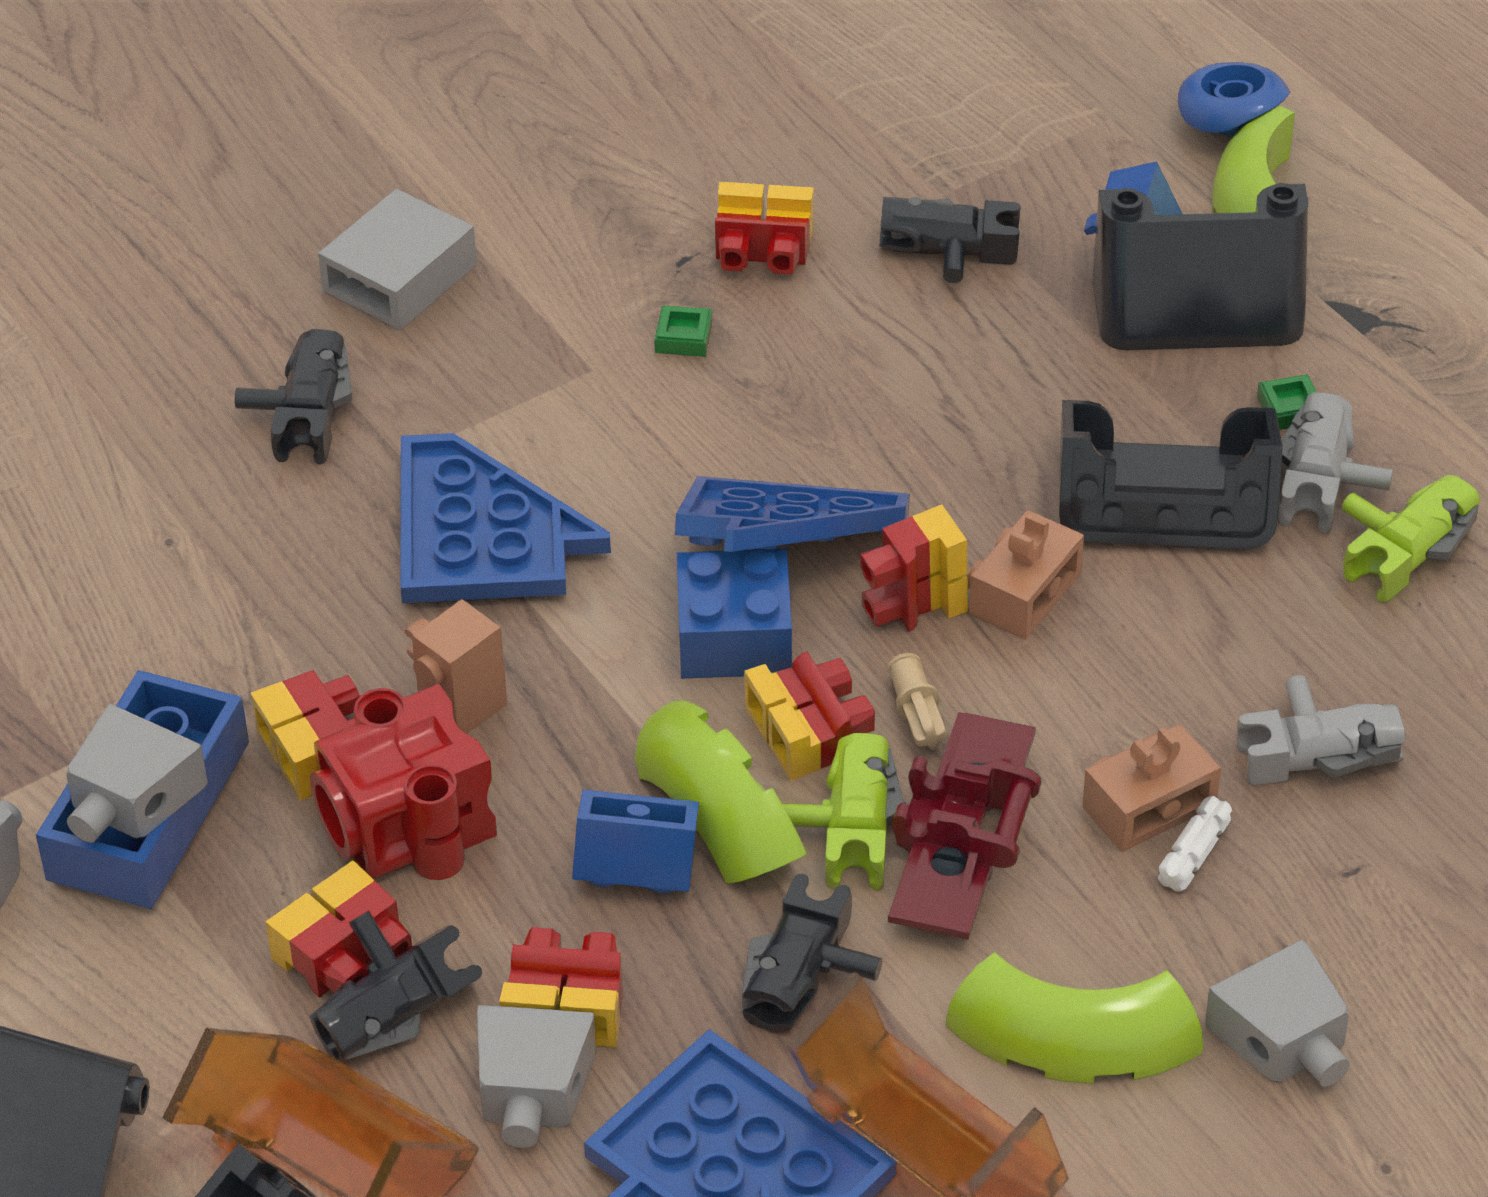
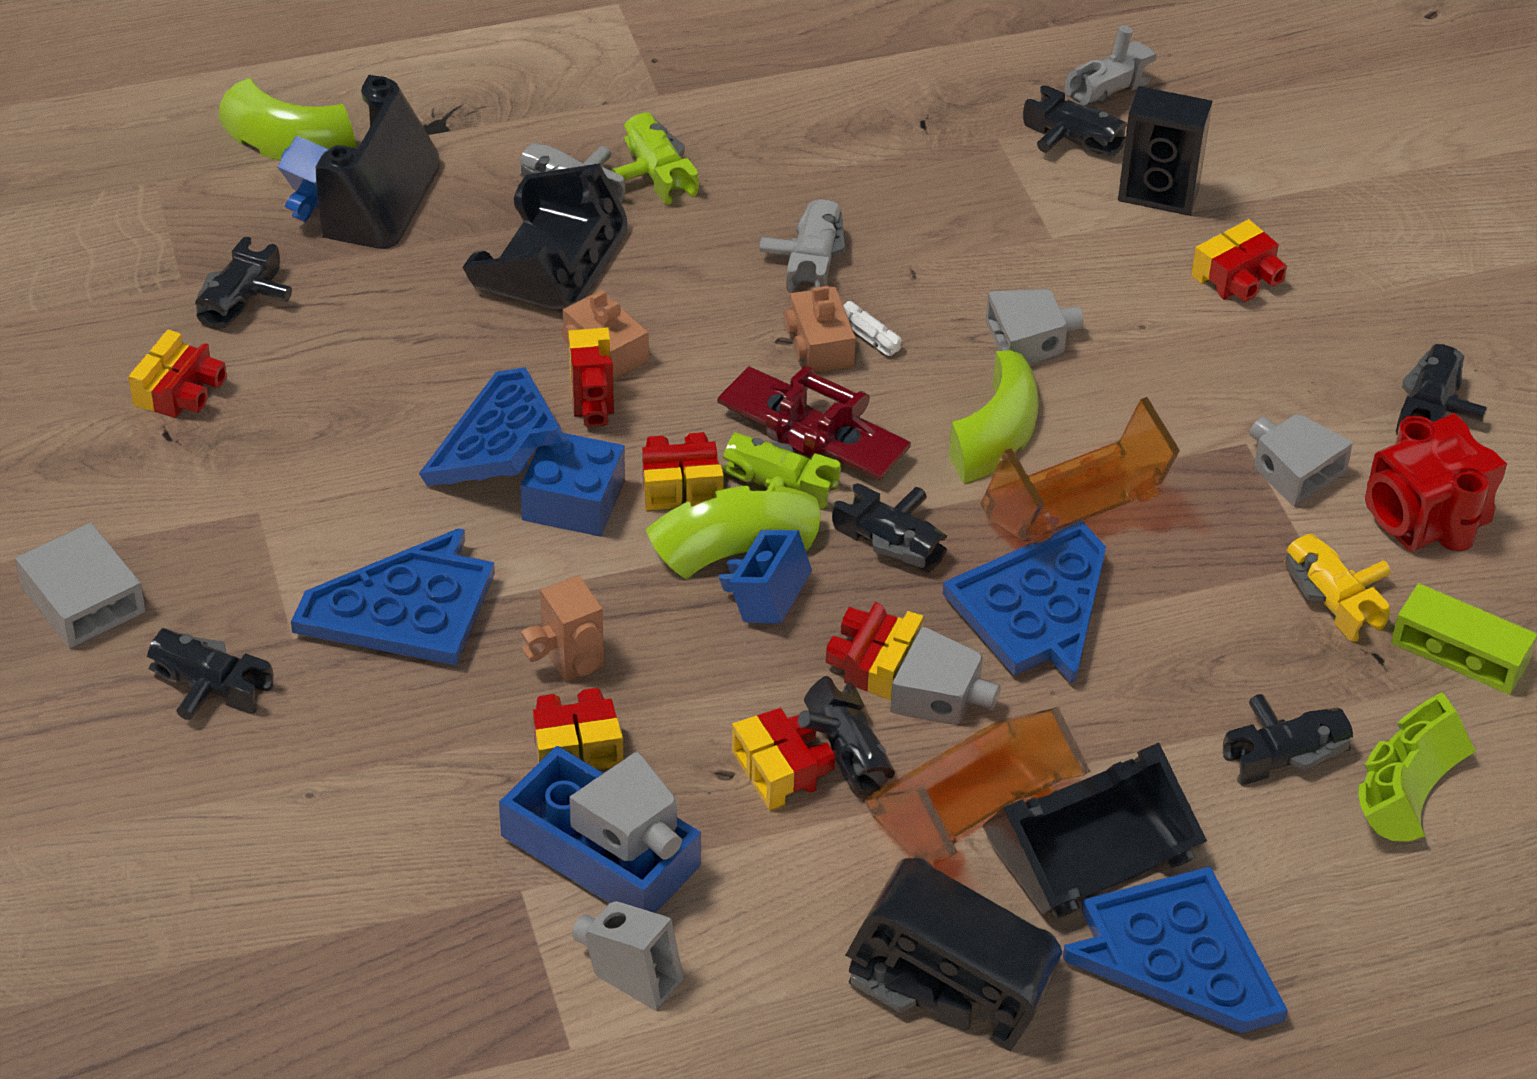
camera: 75 degrees left, 0 degrees up
(403, 786) = (673, 680): red piece -> none
(683, 330) = (251, 450): green tile -> none
(917, 700) = (693, 418): tan axle -> none
(1229, 95) = (198, 107): blue hat -> none
(1285, 396) = (500, 178): green tile -> none

